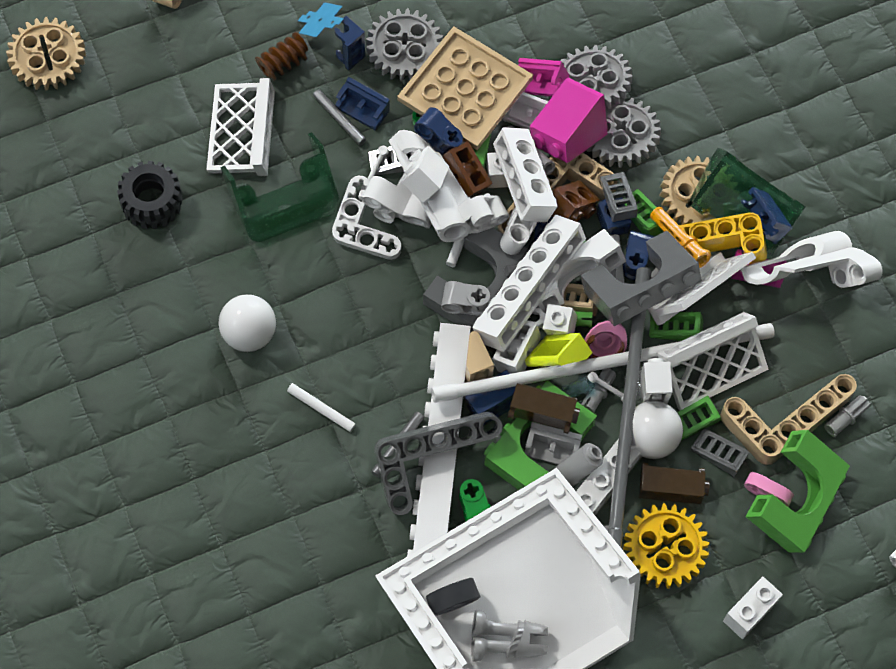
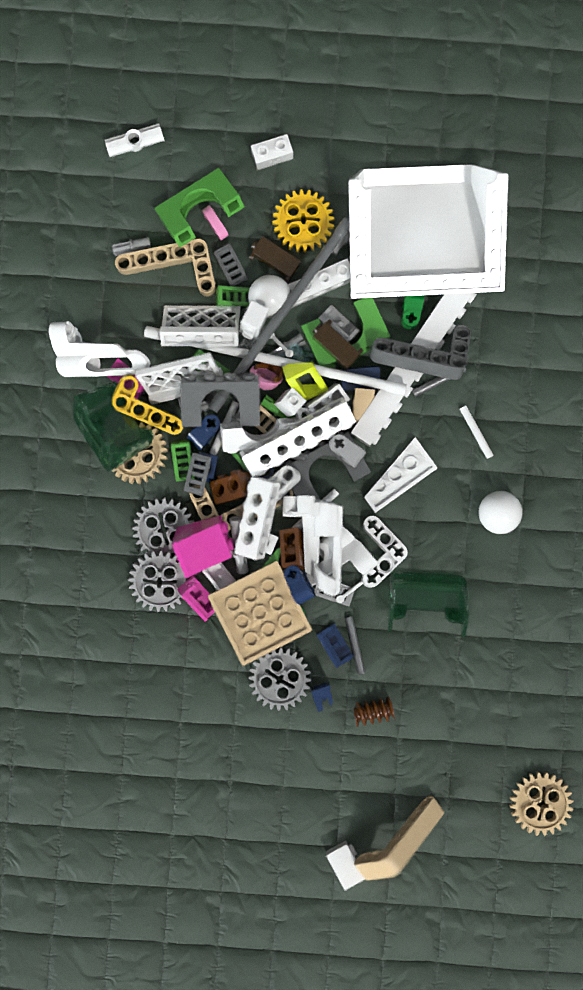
camera: 150 degrees left, 20 degrees up
(144, 178) = (536, 647): black tyre -> none
(261, 127) = (418, 659): white fence -> none
(314, 26) = (325, 727): dark azure piece -> none
(383, 317) = (403, 474): none -> white wing
(425, 173) = (329, 549): white brick -> none
(453, 596) = (465, 245): black tyre -> none
(517, 647) = (433, 201): light grey piece -> none
(581, 463) = (334, 297): light grey brick -> none
(689, 242) = (172, 411): light orange pin -> none
(772, 219) = (102, 405): dark blue hinge -> none

